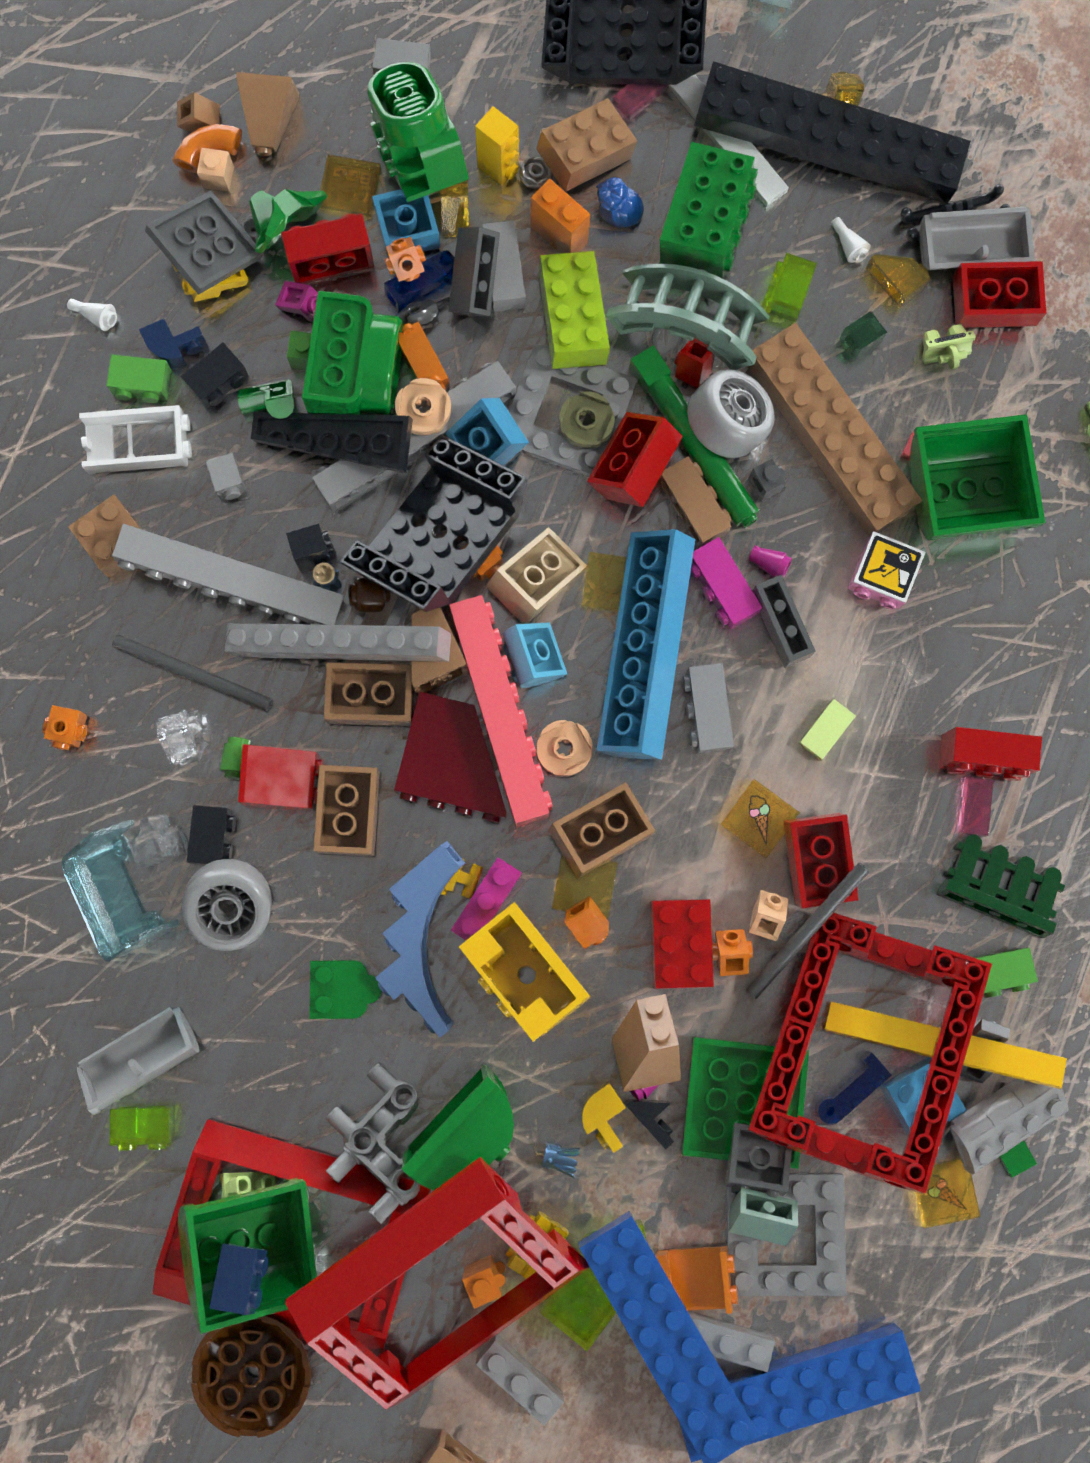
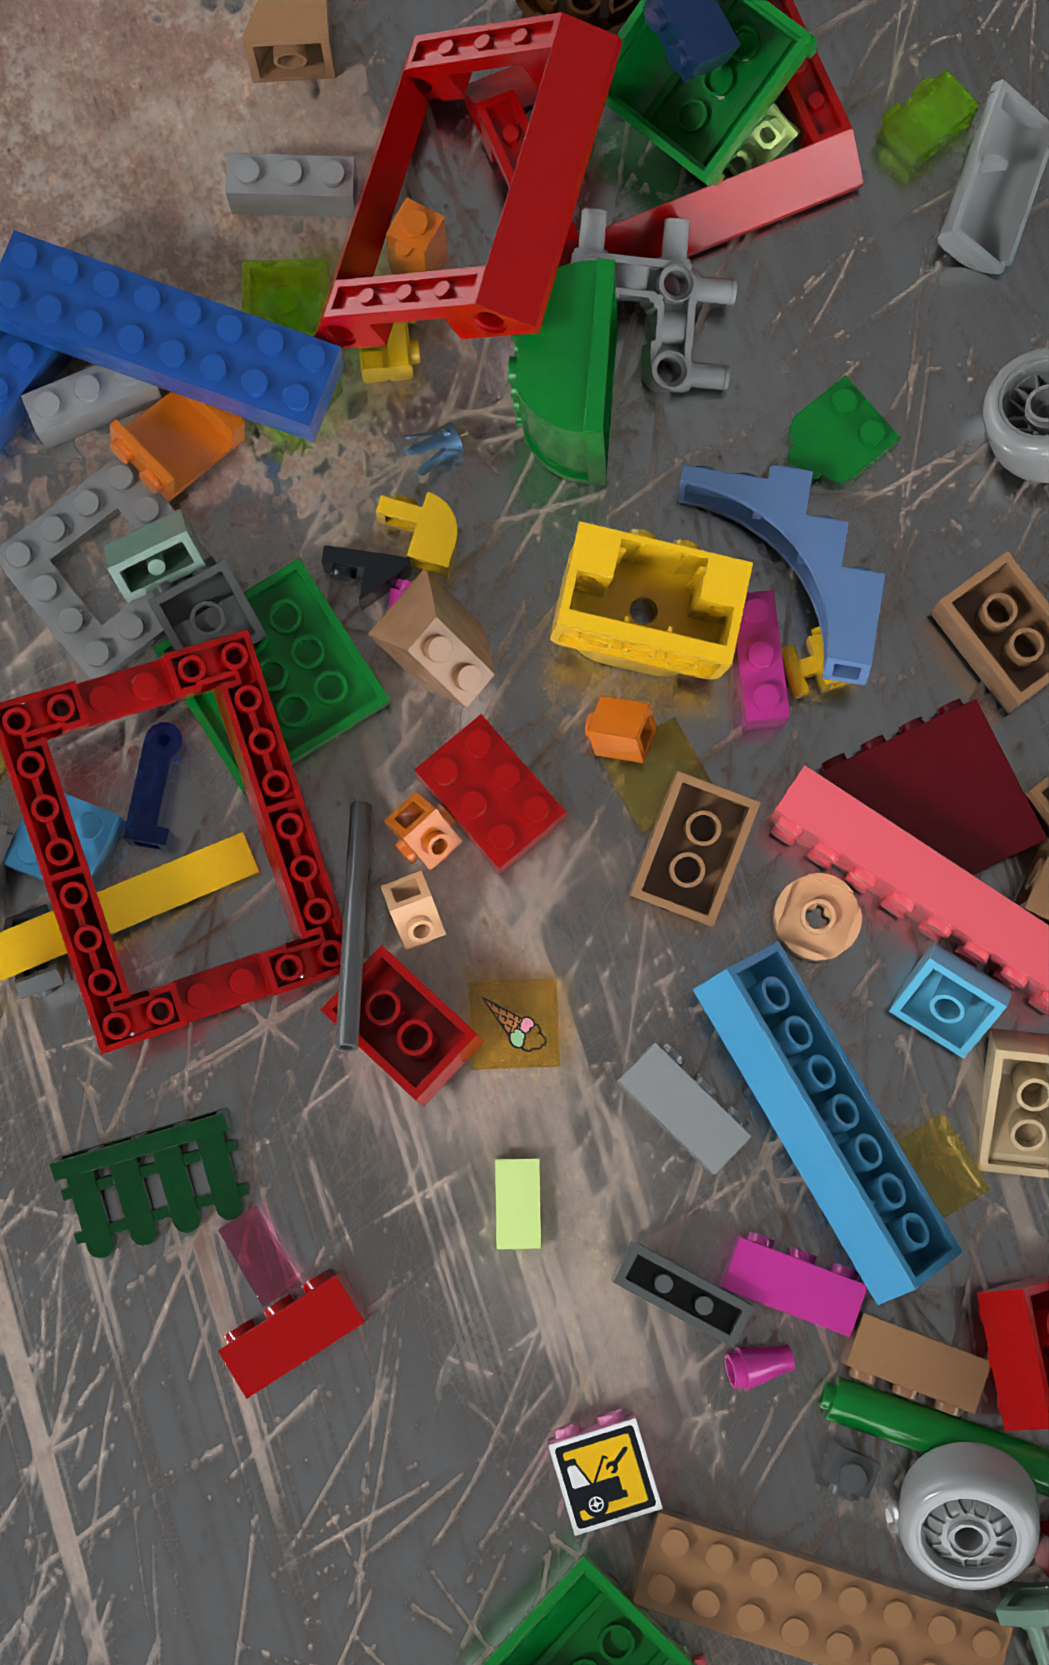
camera: 145 degrees right, 0 degrees up
(1009, 970) = (75, 1074): bright green brick -> none

